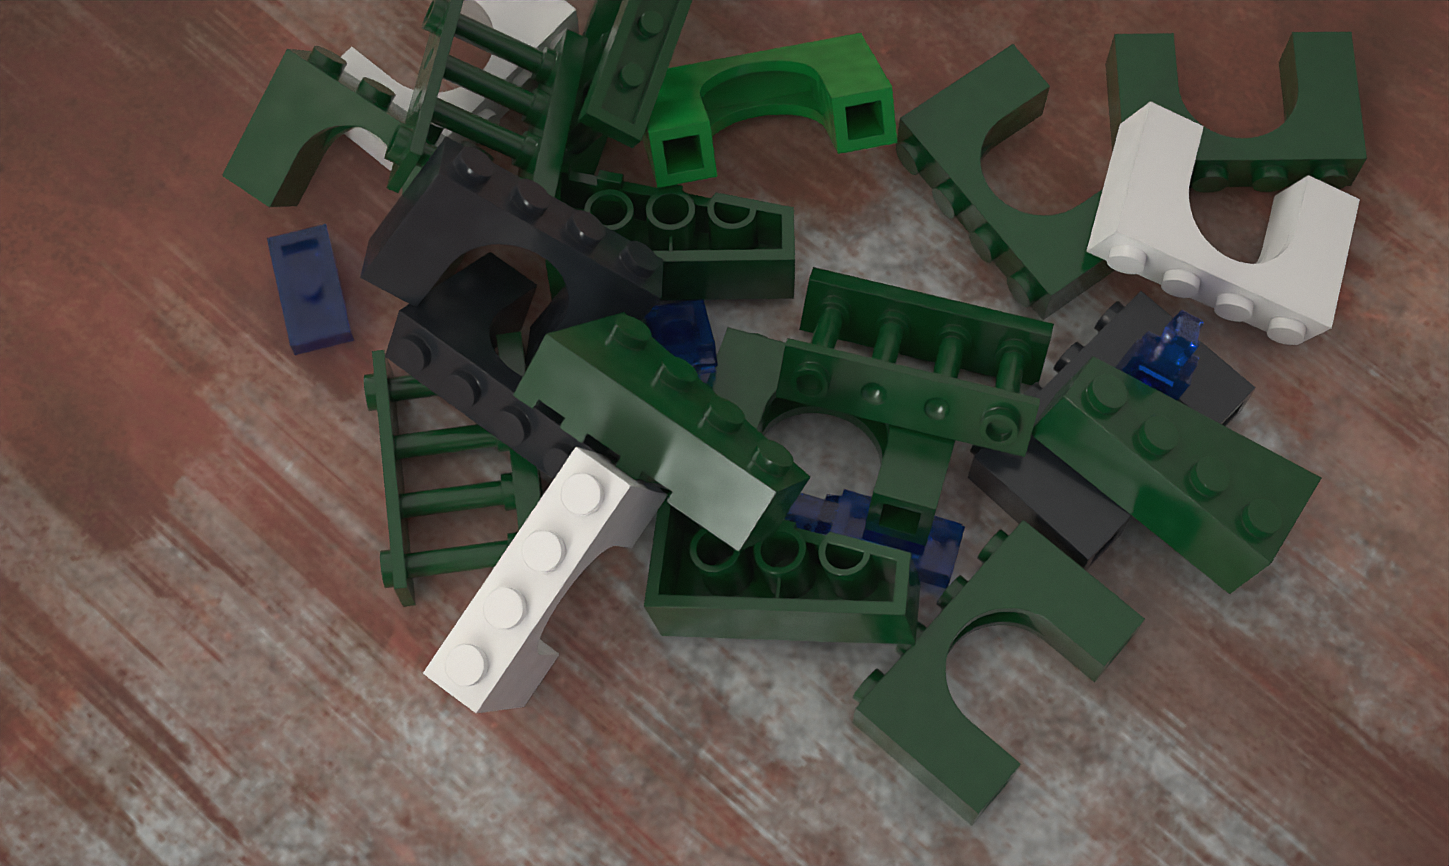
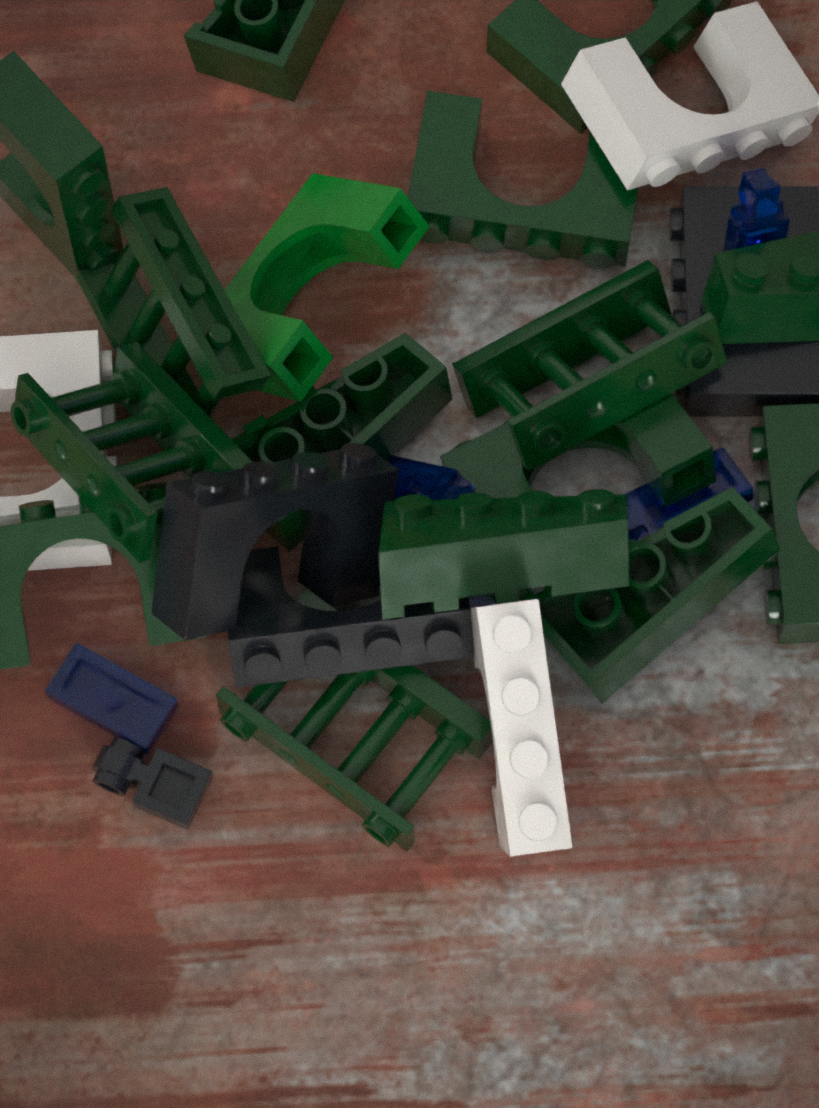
camera: 45 degrees left, 0 degrees up
(280, 386) = (167, 787): none -> black plate

